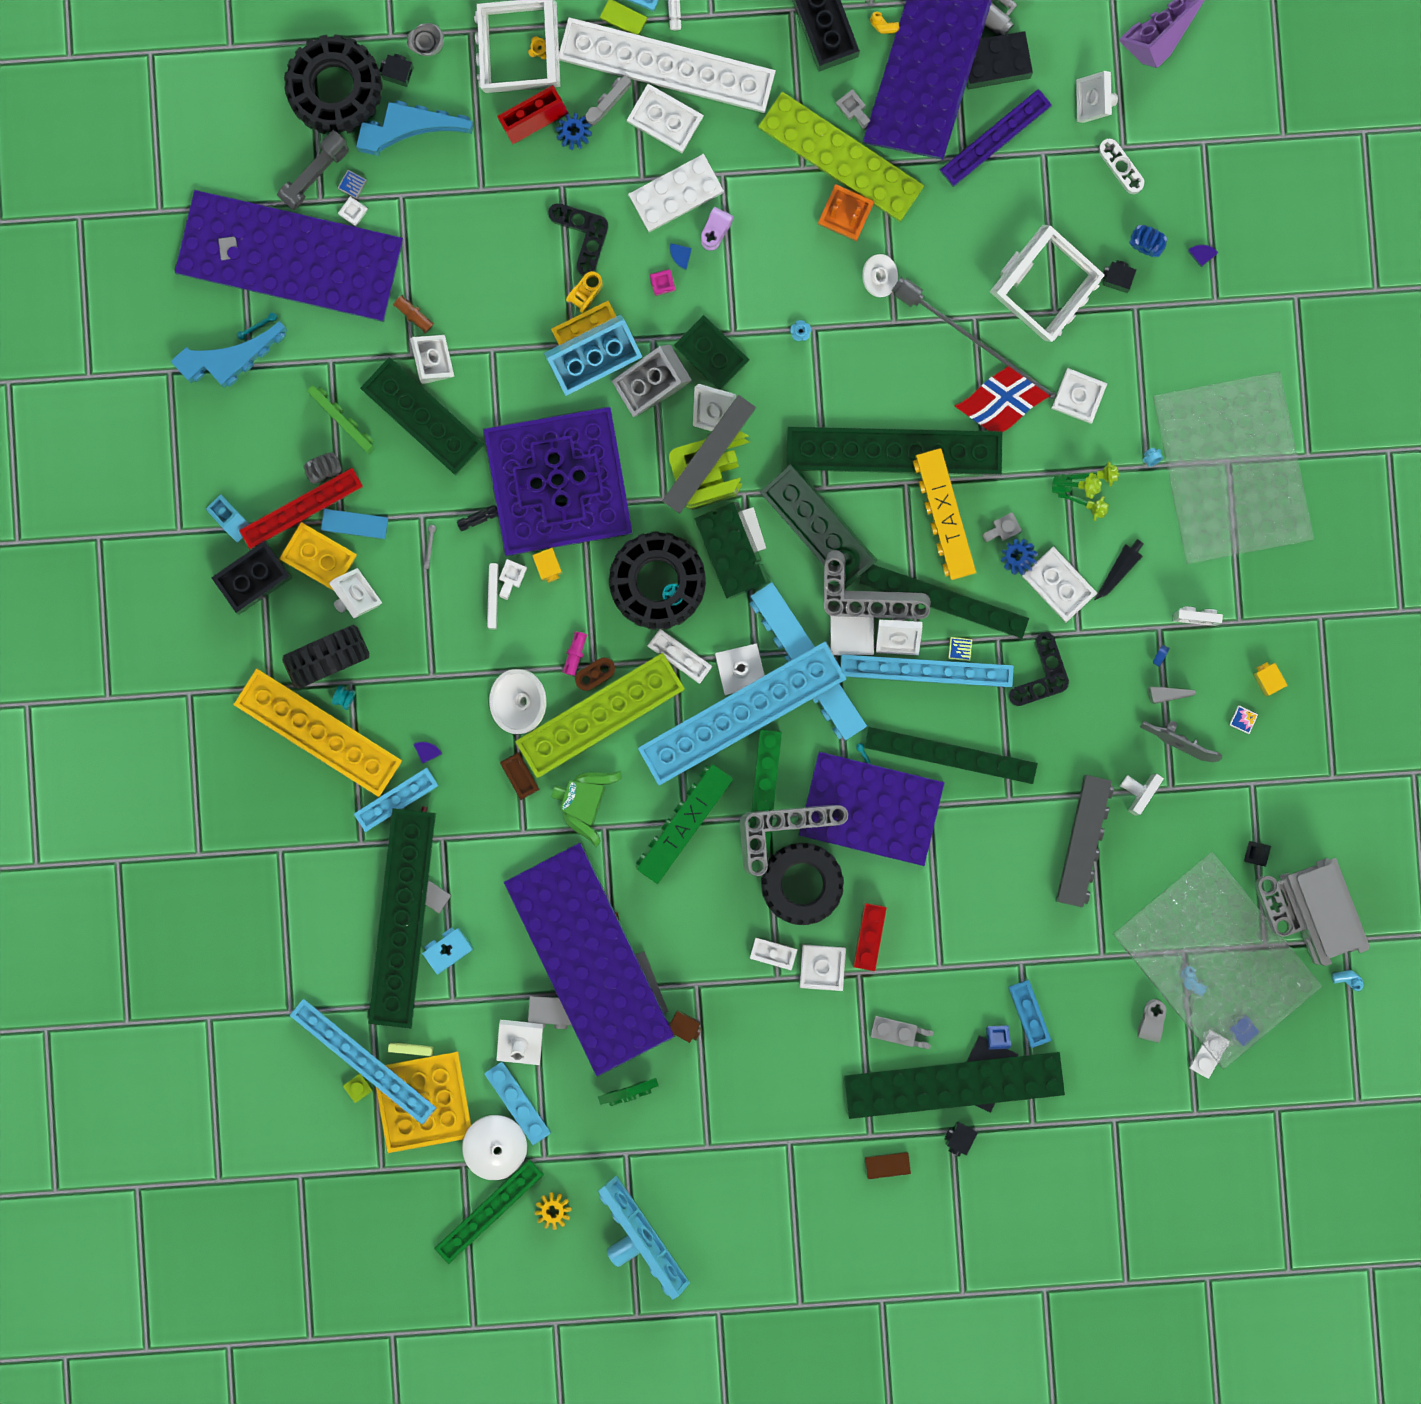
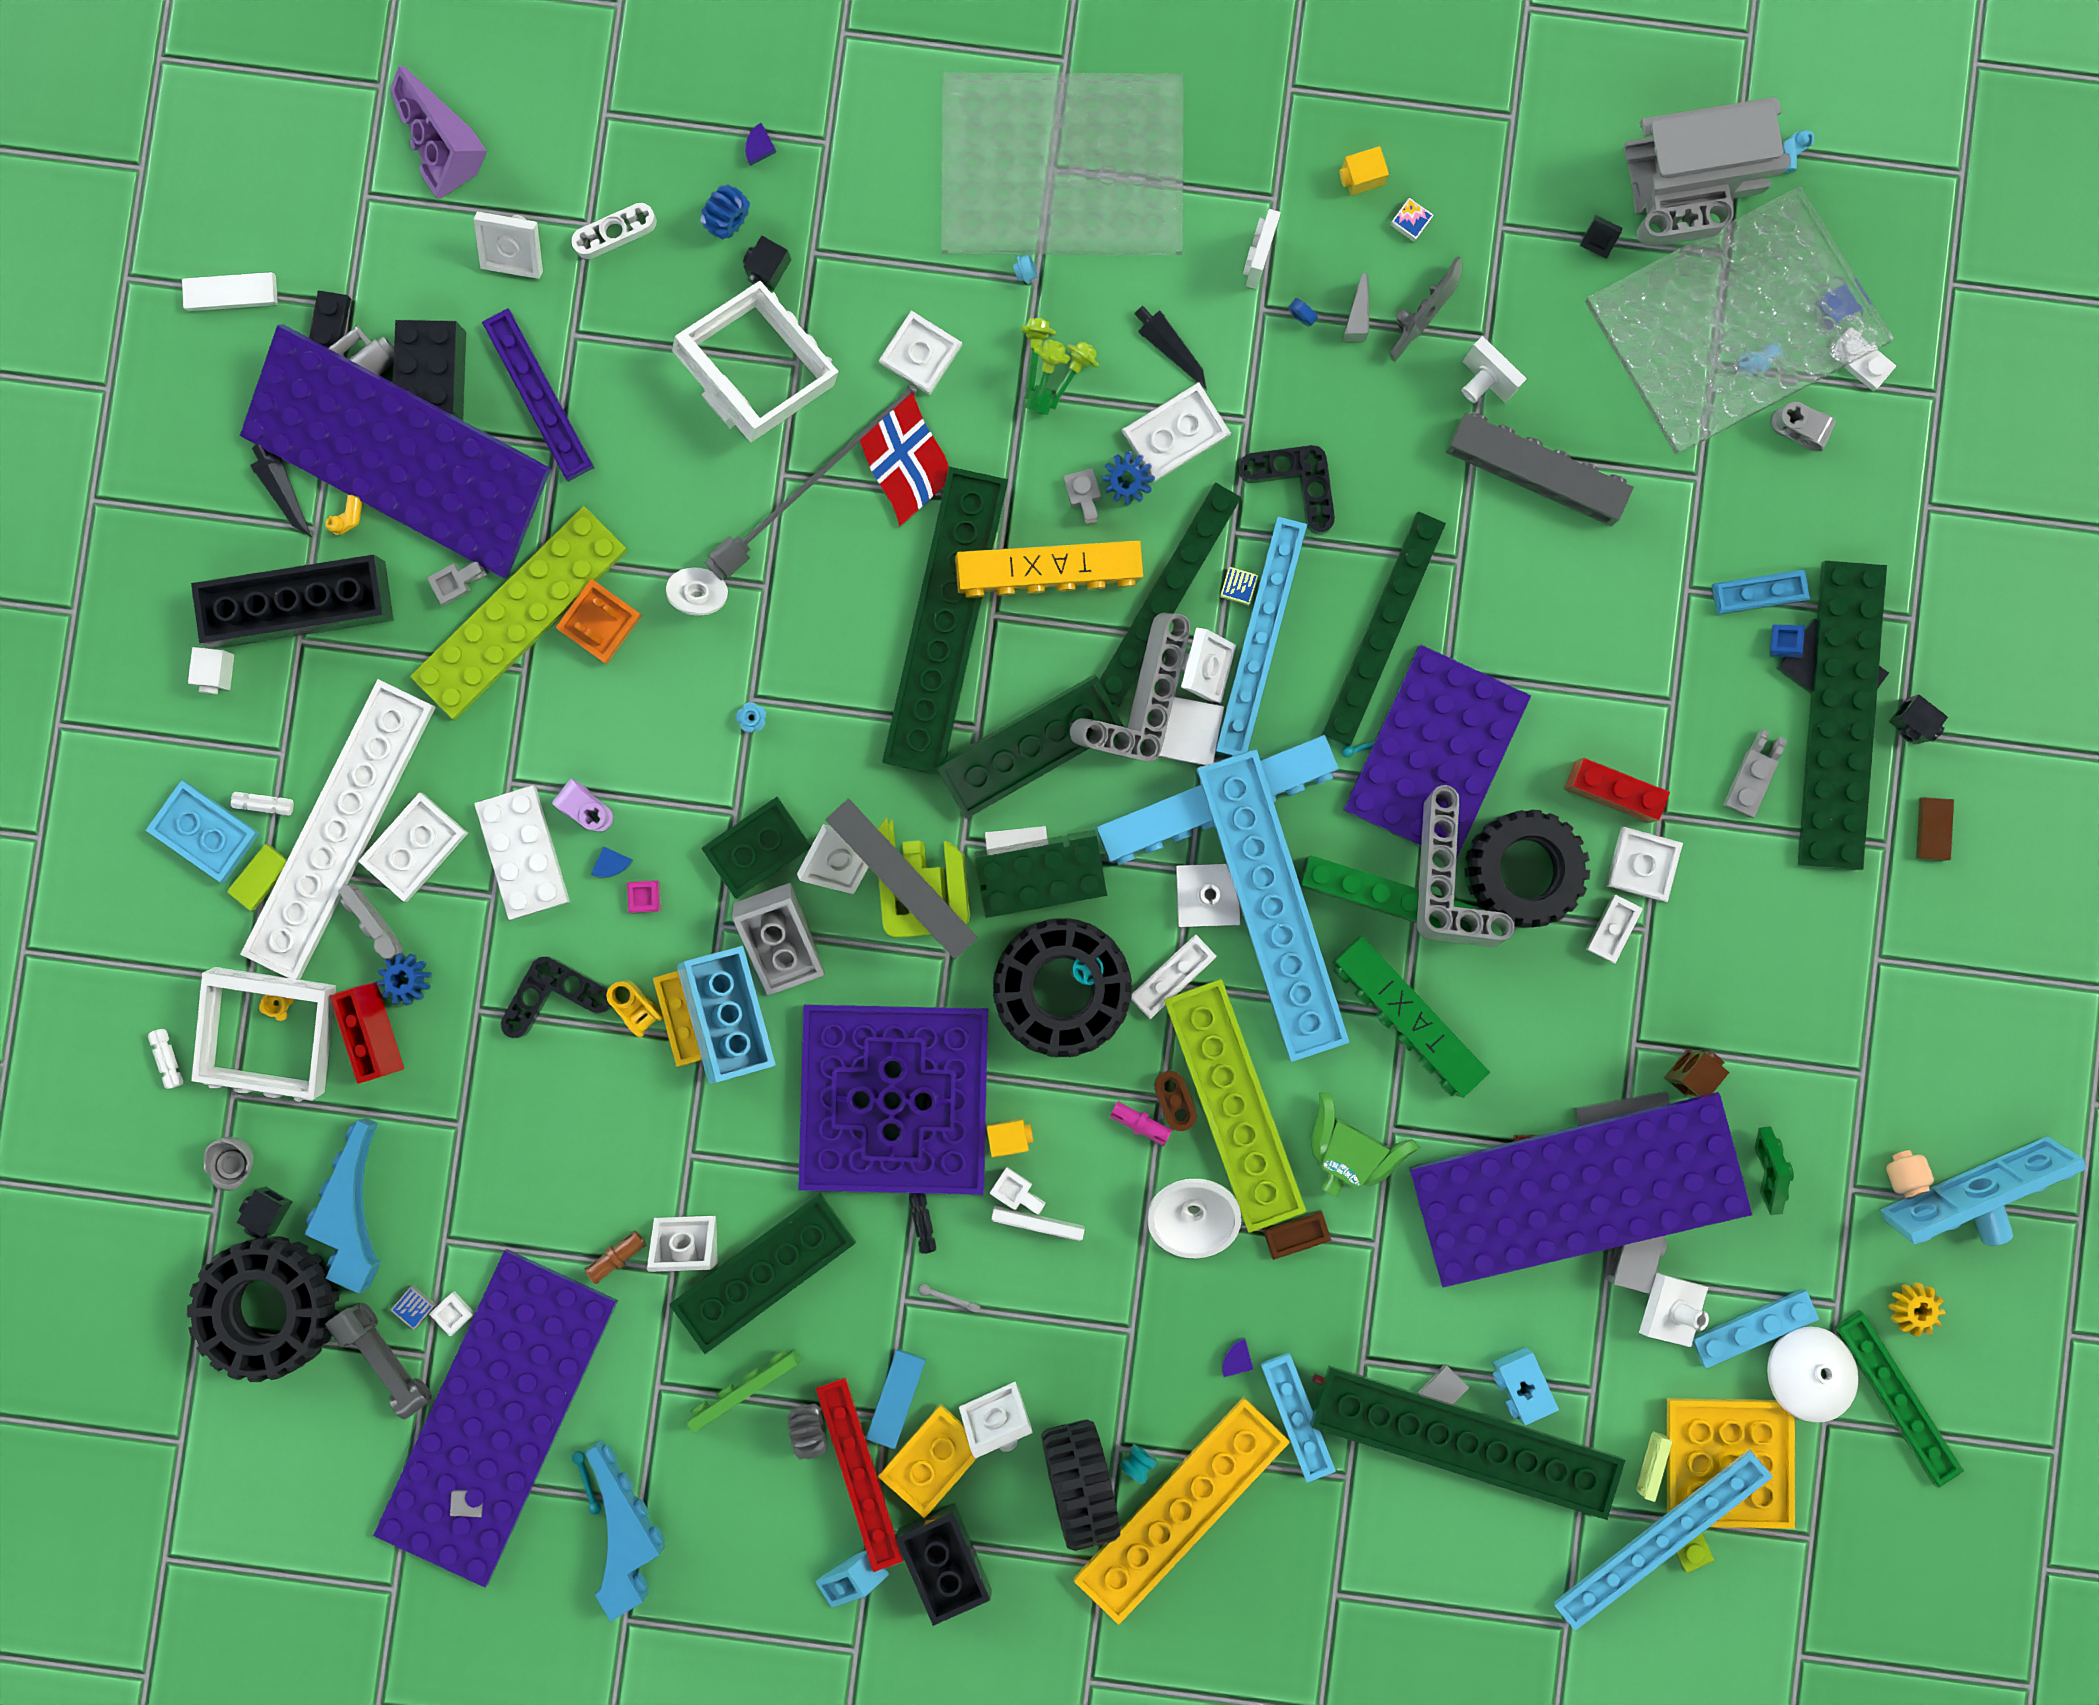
camera: 70 degrees left, 0 degrees up
(644, 1189) = (1909, 1174): none -> light nougat head

